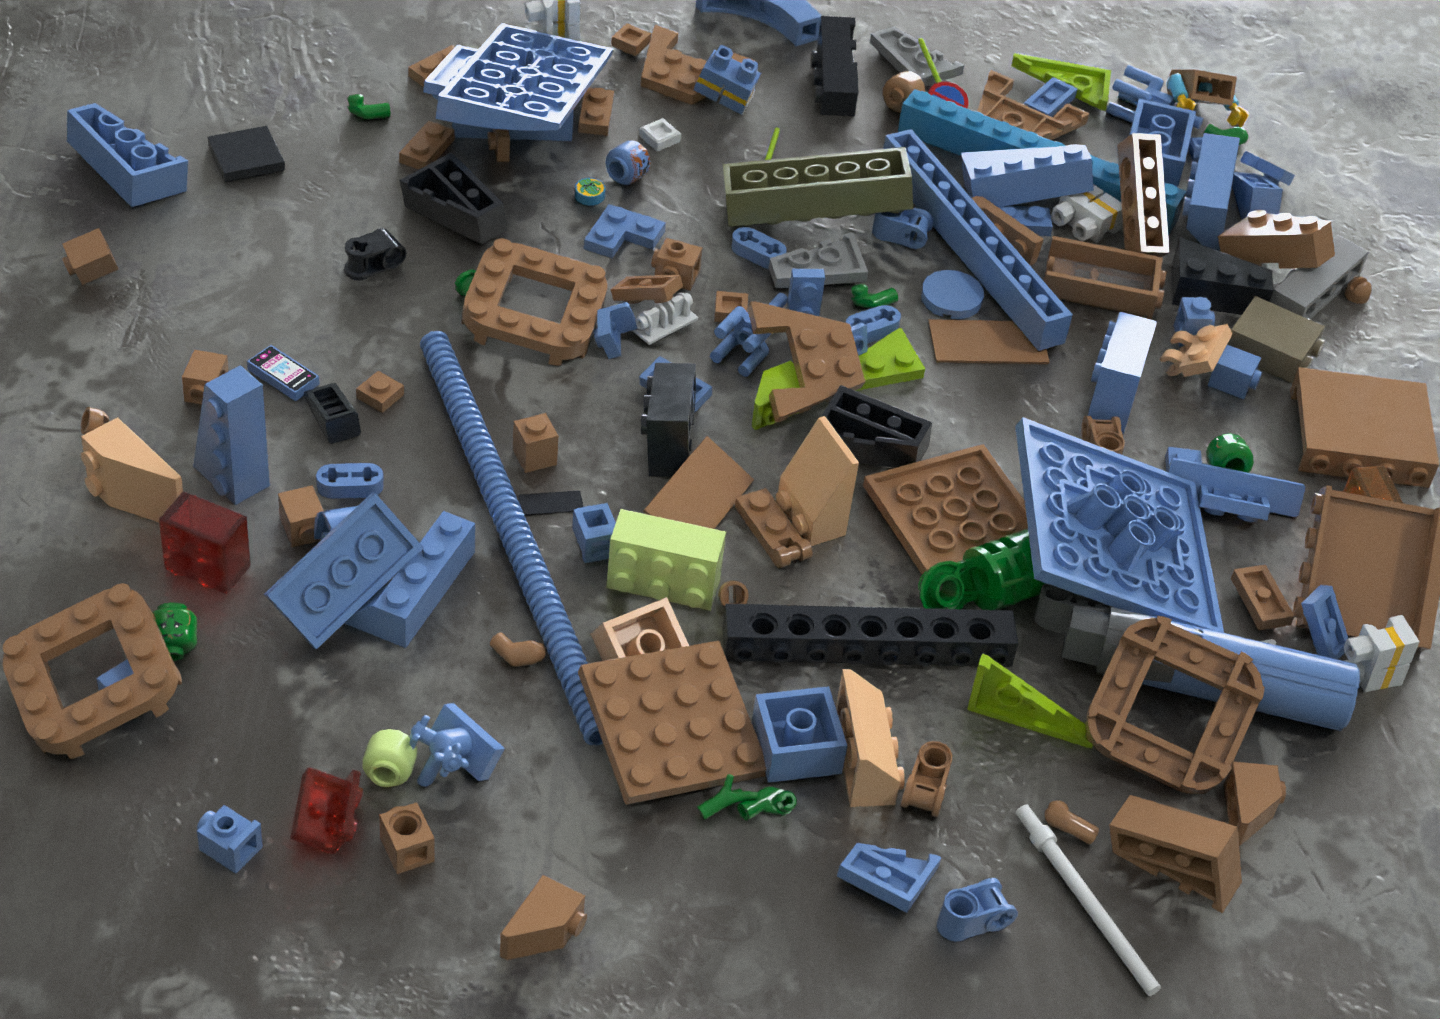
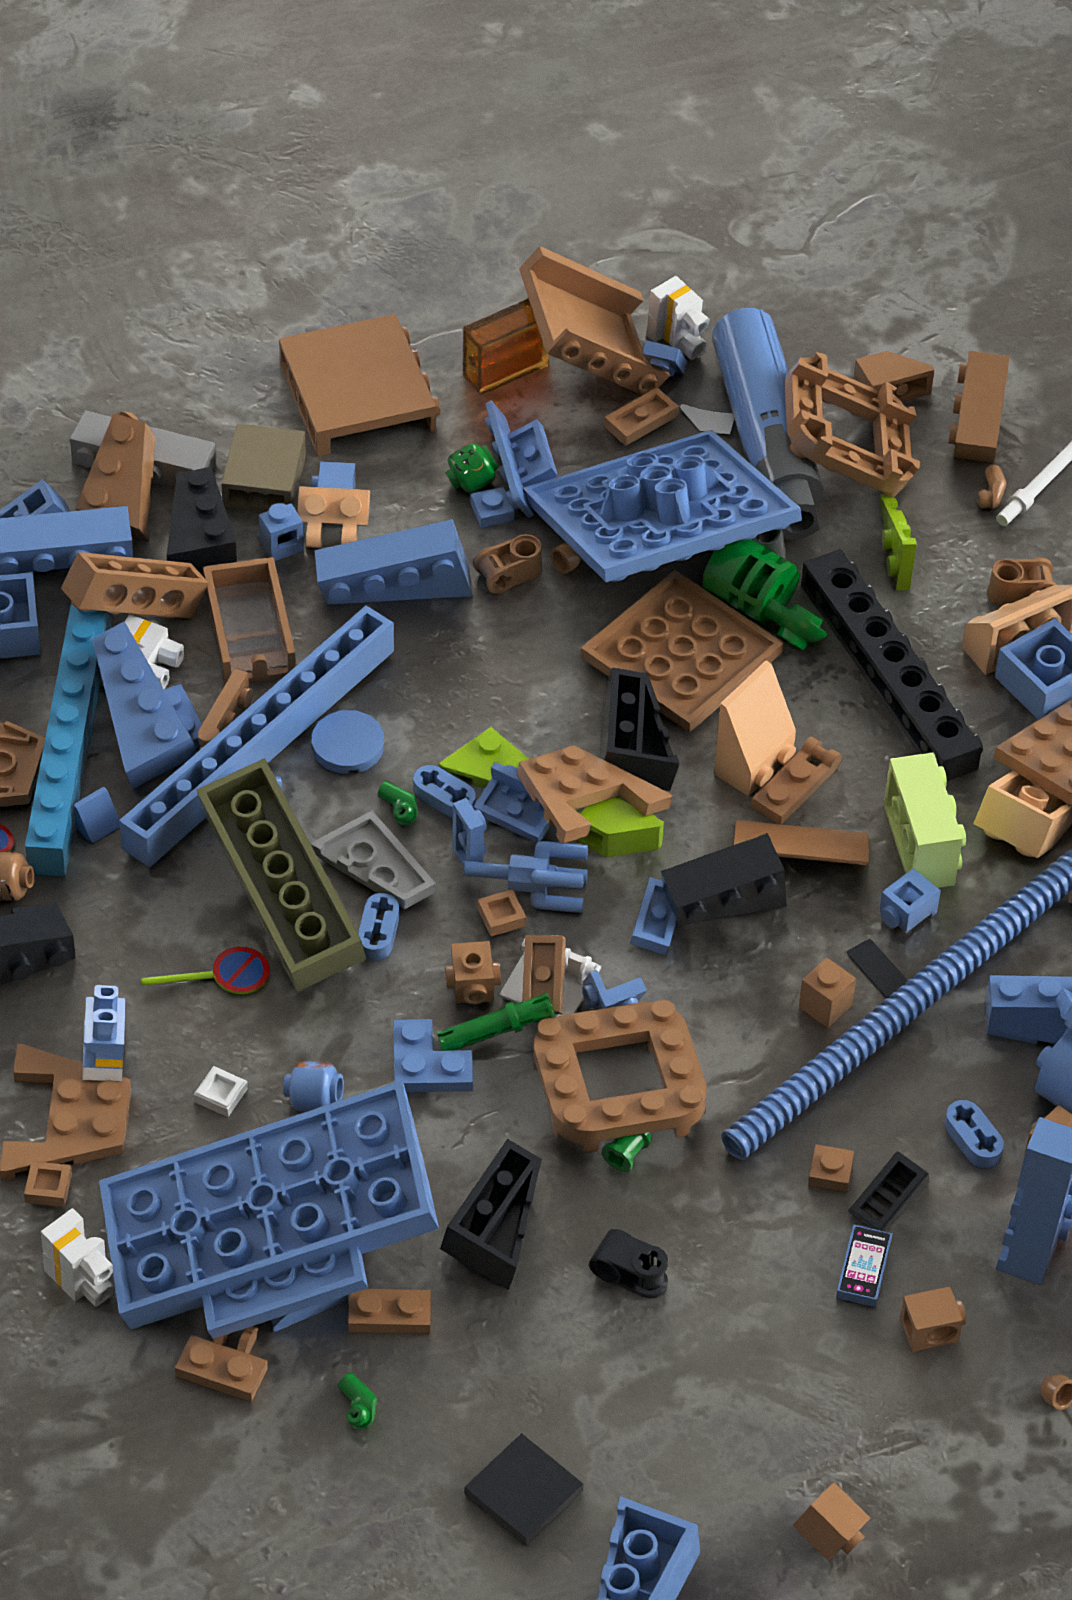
camera: 110 degrees left, 5 degrees up
(621, 261) = (501, 1021): none -> green pin
(942, 146) = (96, 816): none -> medium blue slope
(983, 342) = (404, 704): medium nougat window -> none

